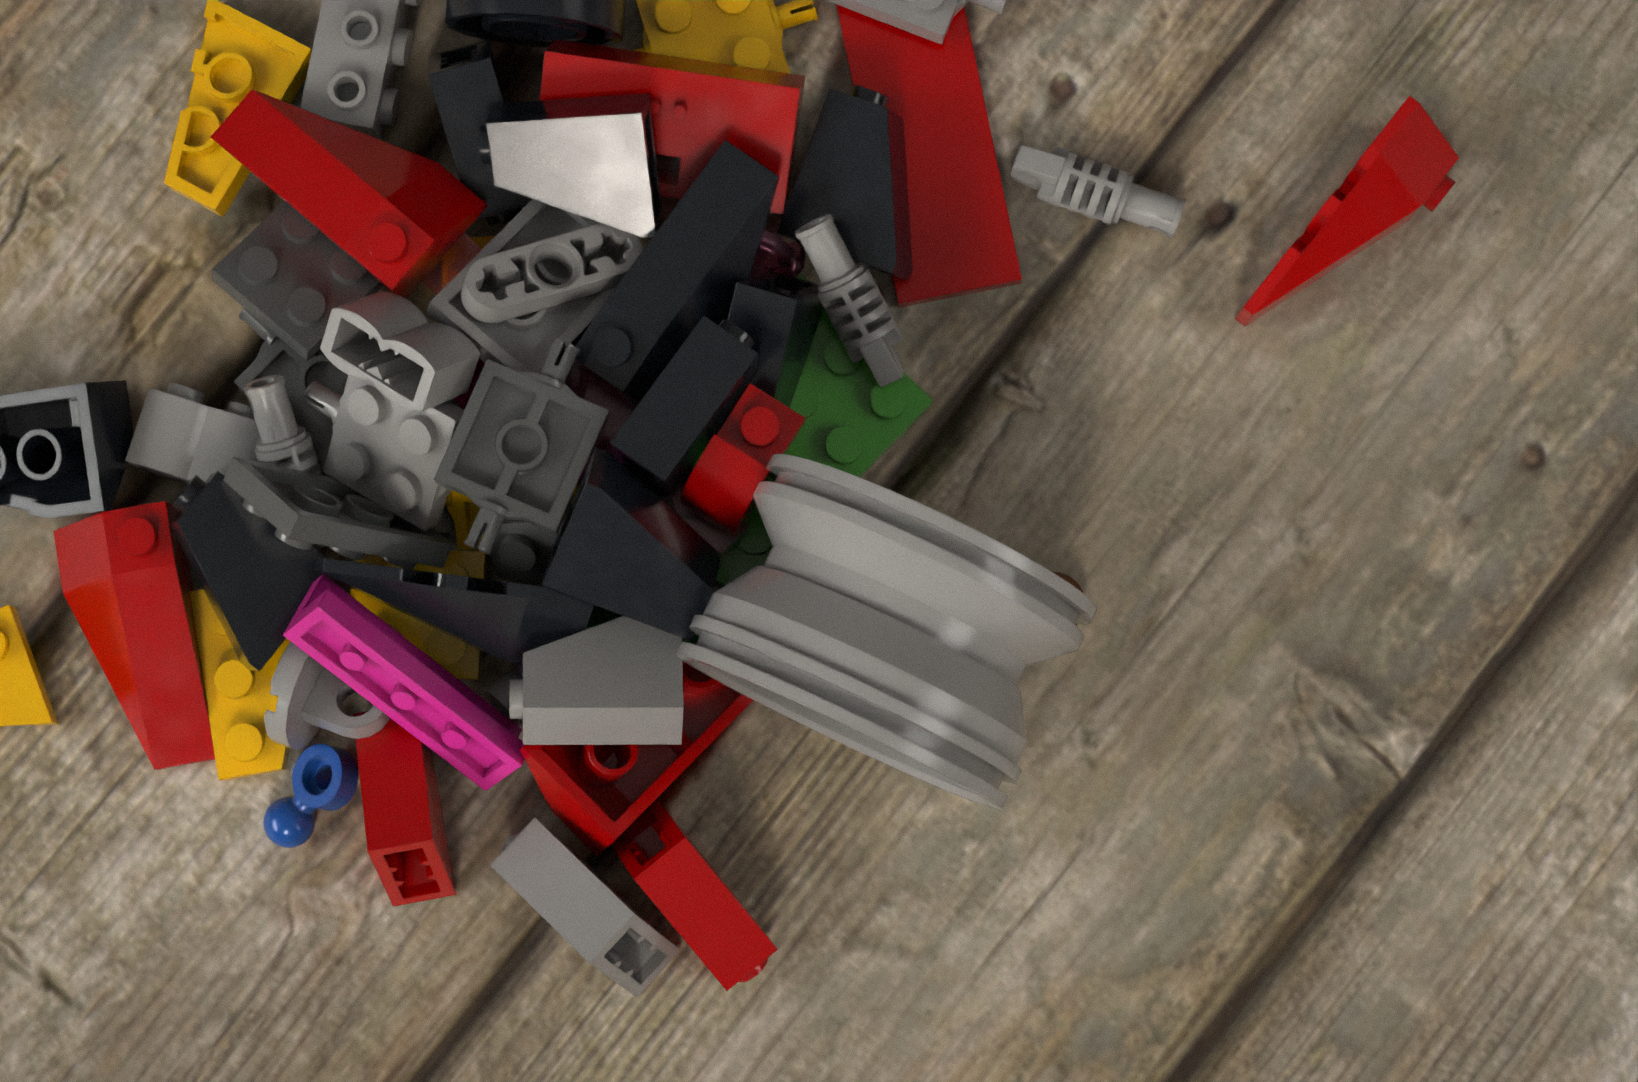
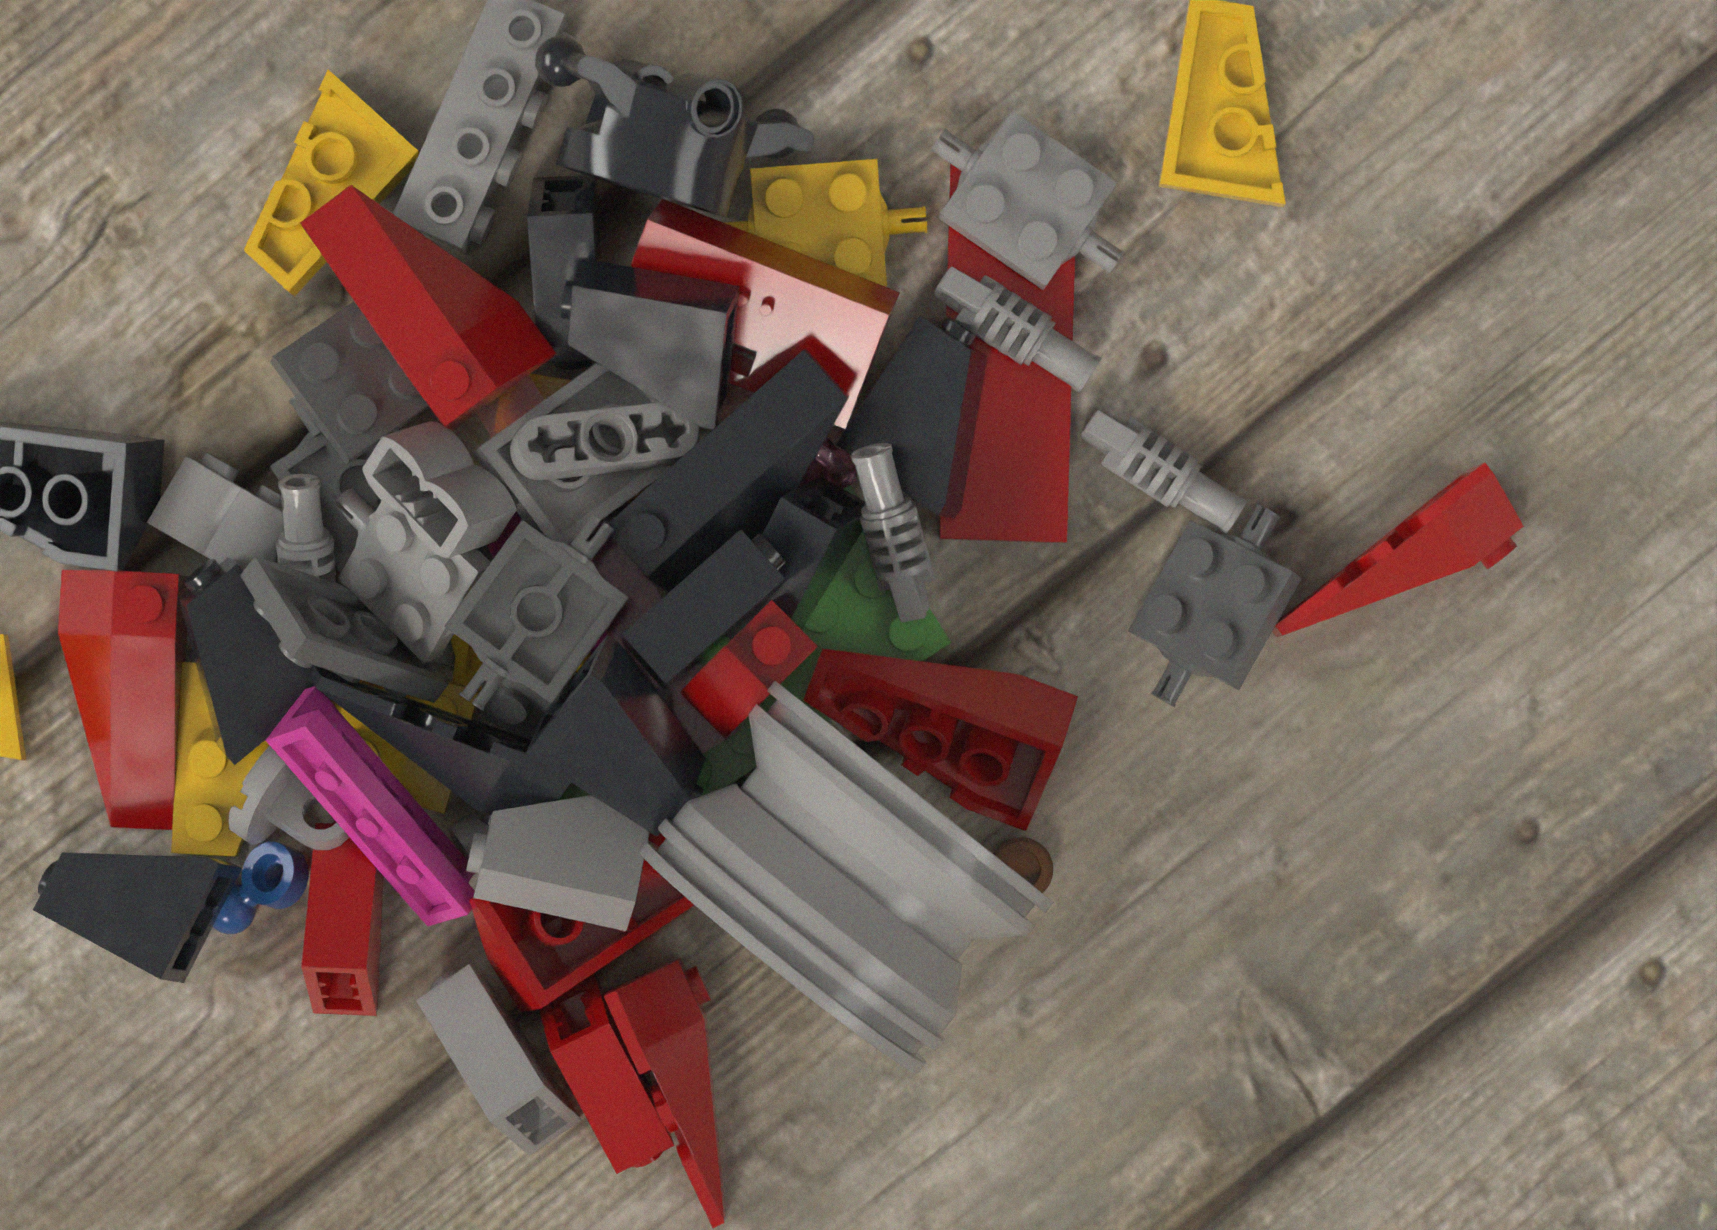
camera: 10 degrees right, 5 degrees up
(198, 833) = (139, 905): none -> black slope
(749, 849) = (669, 1040): none -> red wedge
(923, 83) = (1015, 327): none -> light grey hinge
(982, 470) = (968, 727): none -> red wedge
(1179, 304) = (1215, 605): none -> dark grey plate

